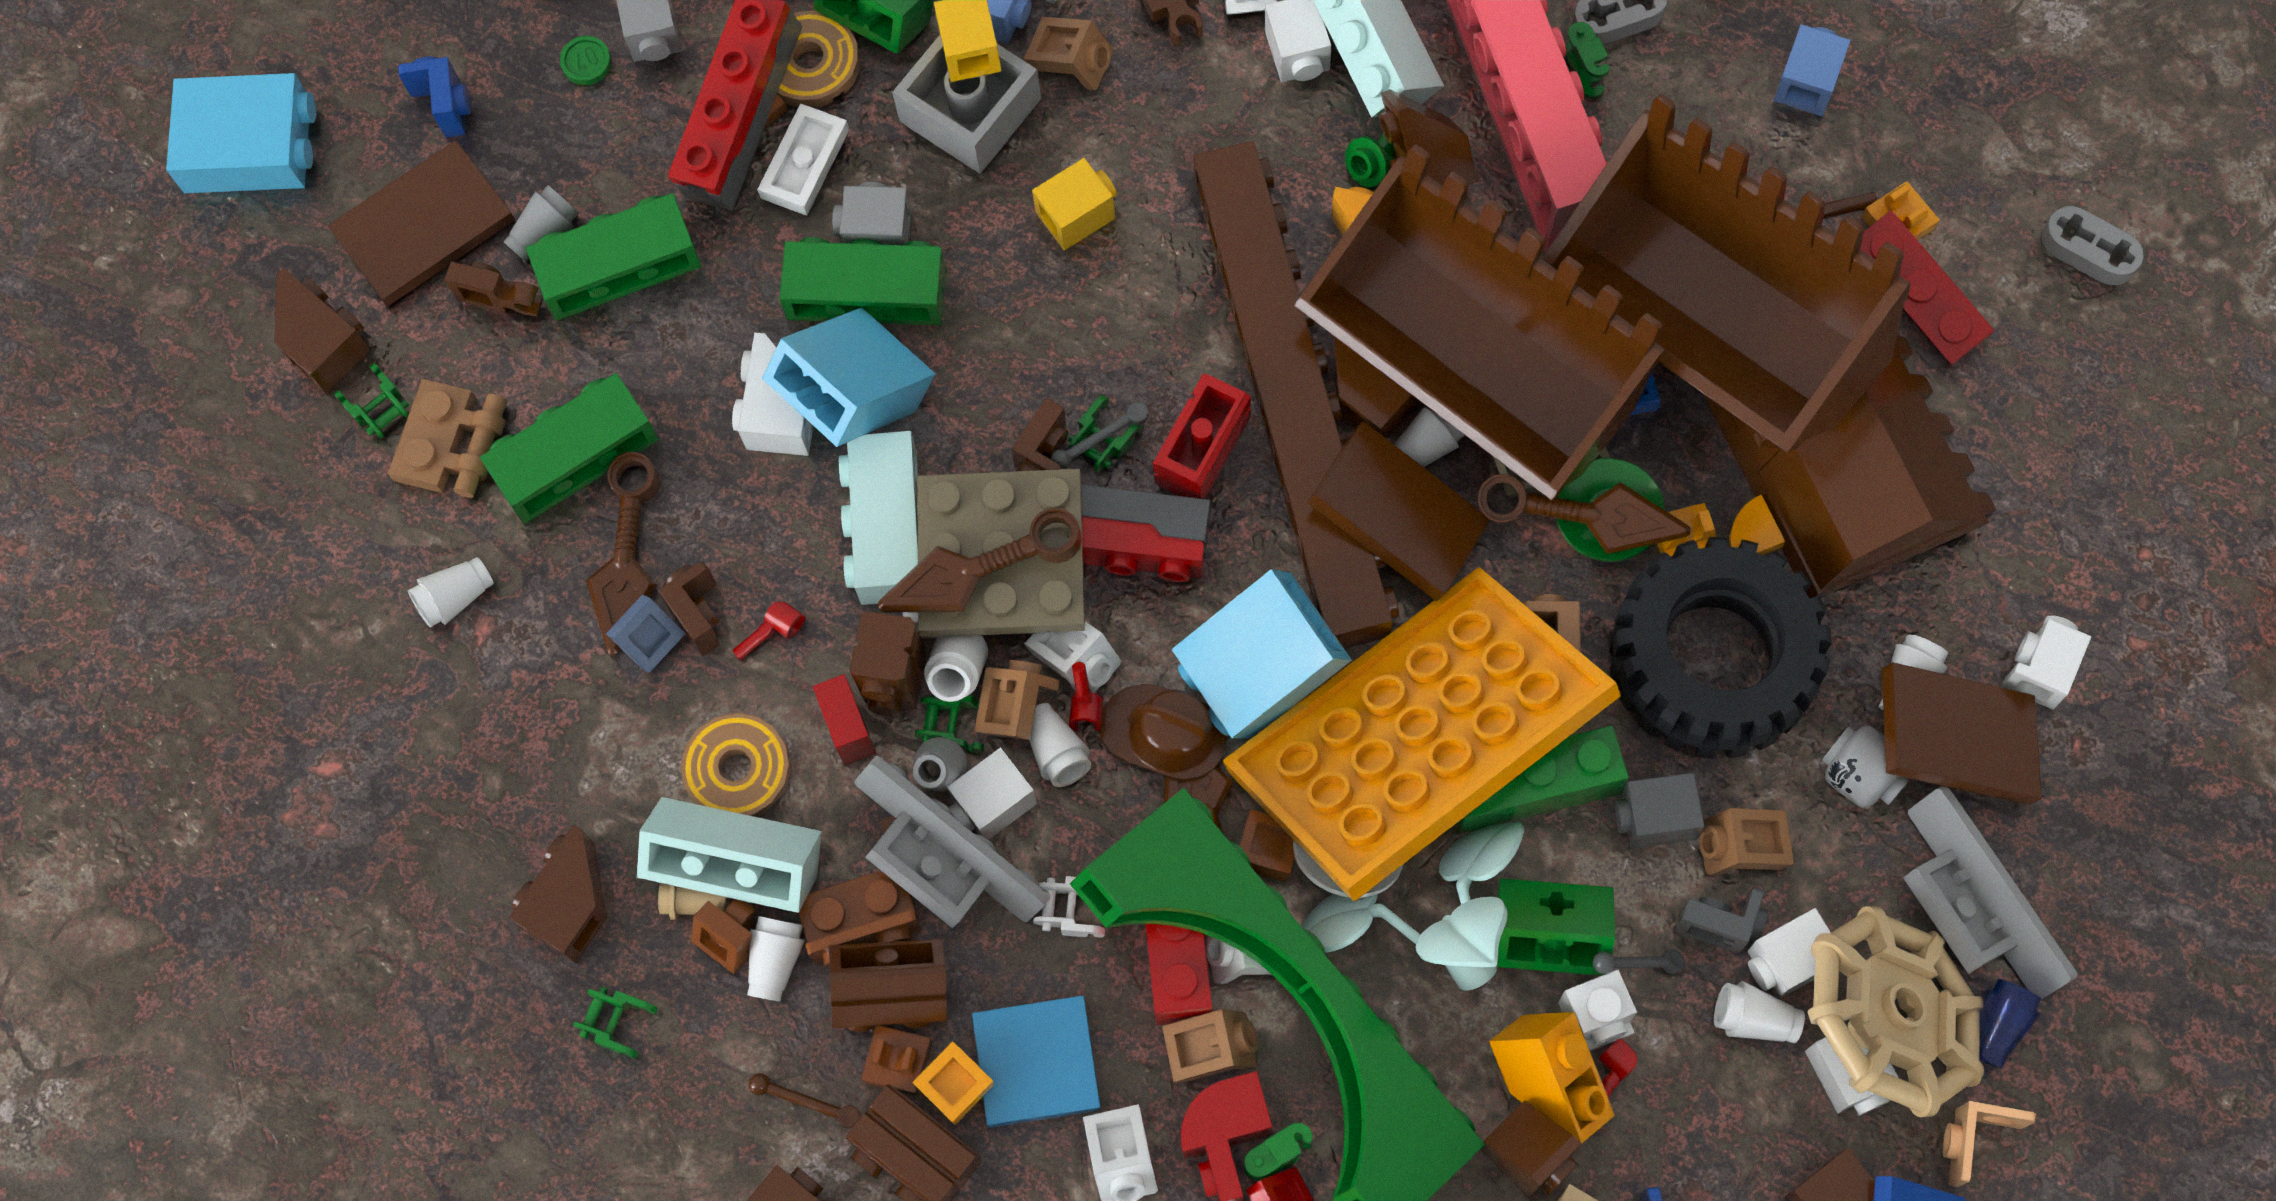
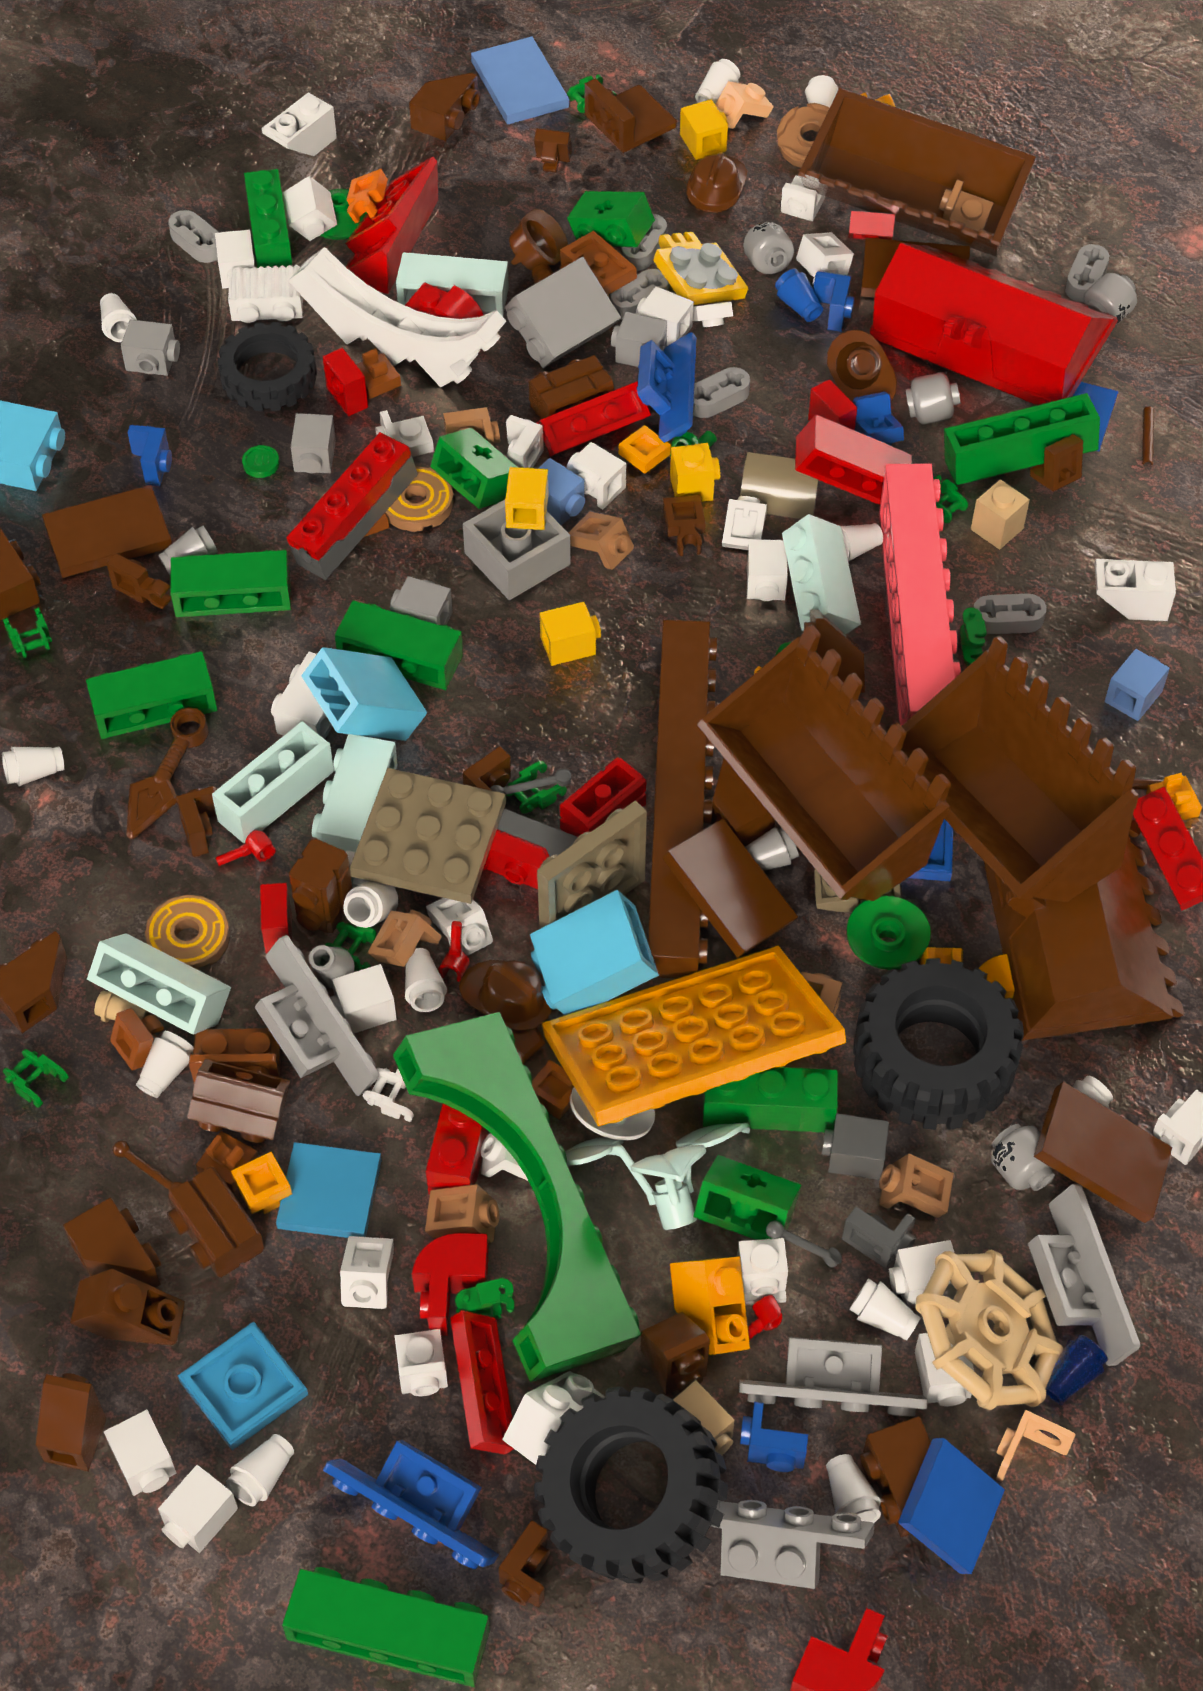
camera: 10 degrees right, 15 degrees down
(434, 435) = (60, 665): medium nougat plate -> none
(645, 633) = (157, 826): sand blue plate -> none
(774, 530) = (273, 782): none -> light aqua brick
(803, 159) = (387, 558): white plate -> none
(947, 579) = (383, 835): reddish brown piece -> none
(1229, 545) = (594, 865): none -> dark tan plate
(1616, 518) = (889, 936): reddish brown piece -> none
(1726, 1120) = (833, 1373): none -> light grey bracket

